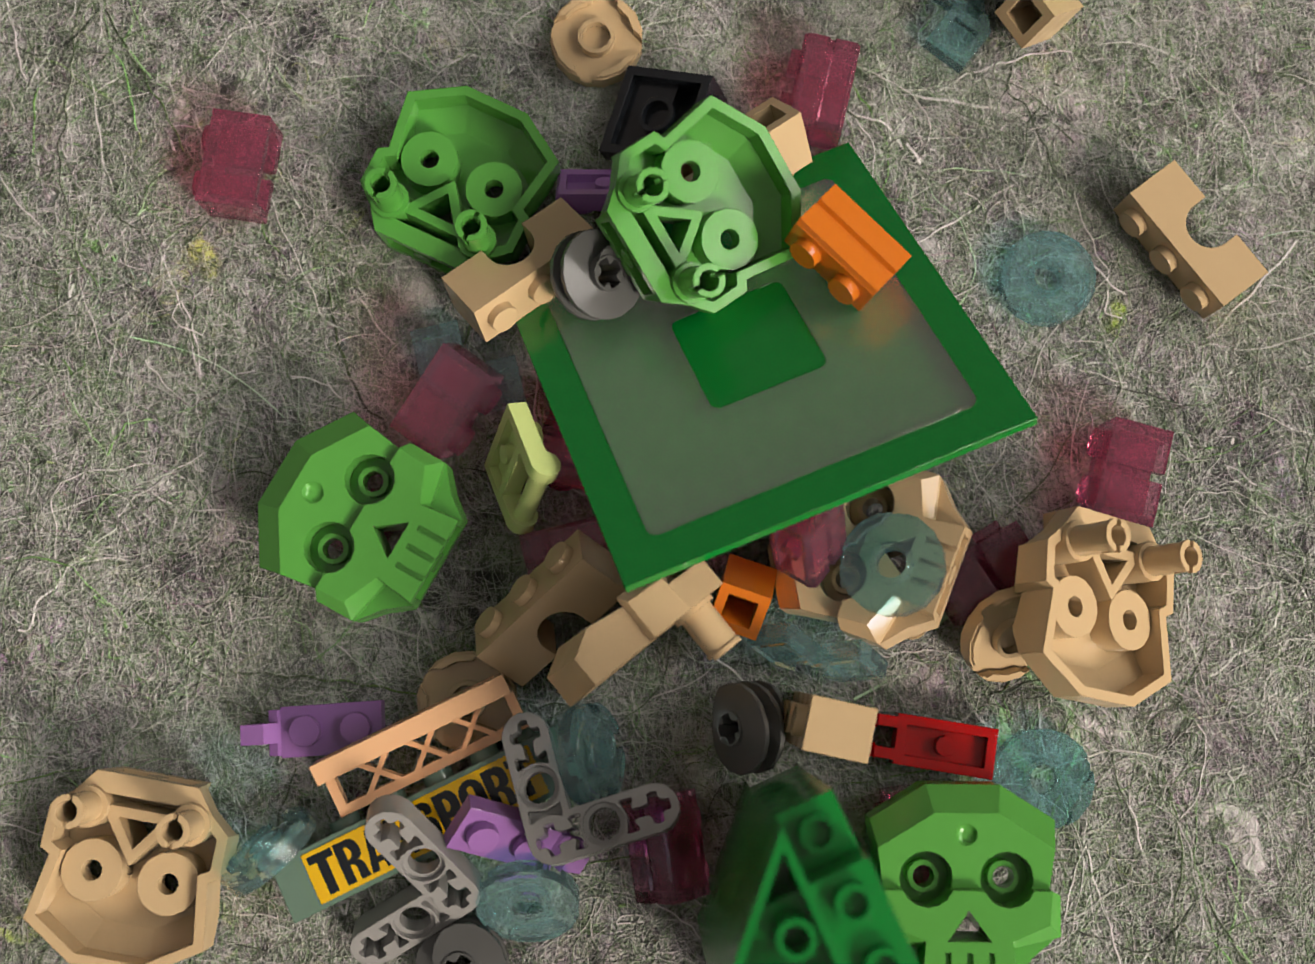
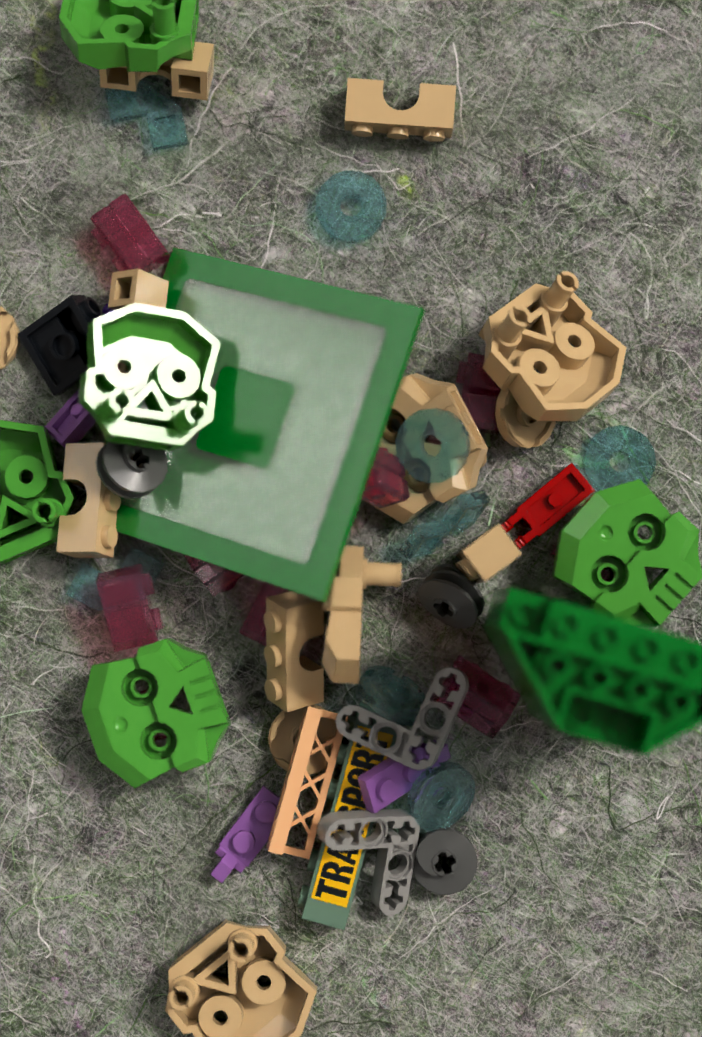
camera: 45 degrees left, 5 degrees up
(268, 851) = (294, 913): clear light blue tile -> none
(520, 457) = (193, 597): yellowish green plate -> none
(745, 595) = (379, 537): orange brick -> none
(845, 248) = (241, 319): orange brick -> none
(1121, 467) = (495, 267): clear pink piece -> none

